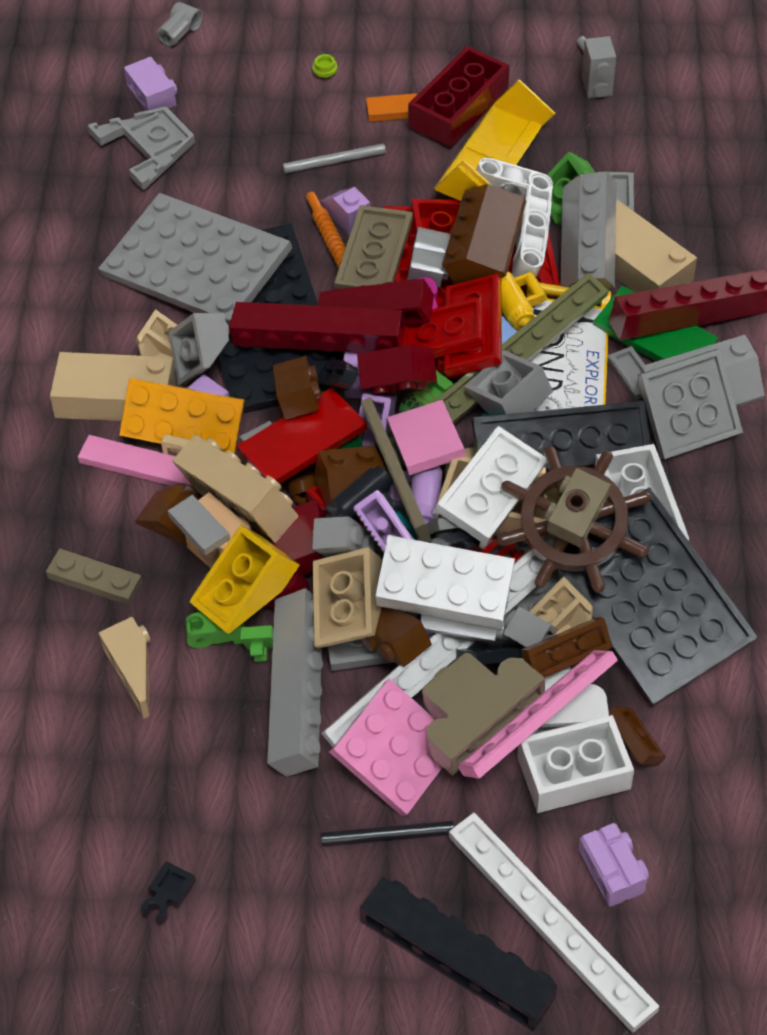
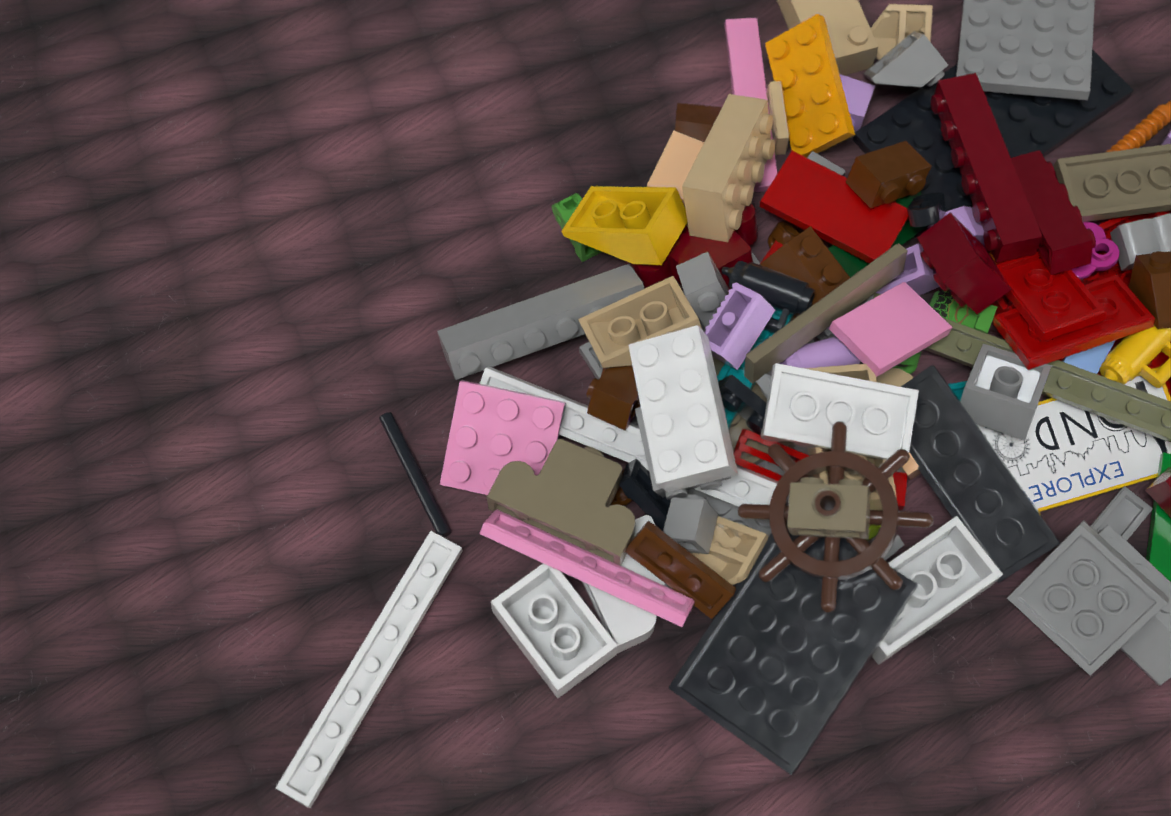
camera: 65 degrees right, 15 degrees up
(94, 577) = (595, 95): dark tan plate -> none
(129, 655) = (508, 166): tan slope -> none
(168, 888) = (279, 302): black plate -> none
(198, 525) = (661, 150): light grey tile -> none
(258, 640) = (576, 269): bright green tile -> none
(459, 953) = (301, 589): black brick -> none
(613, 864) = (455, 708): lavender brick -> none
(639, 740) = (619, 682): reddish brown plate -> none

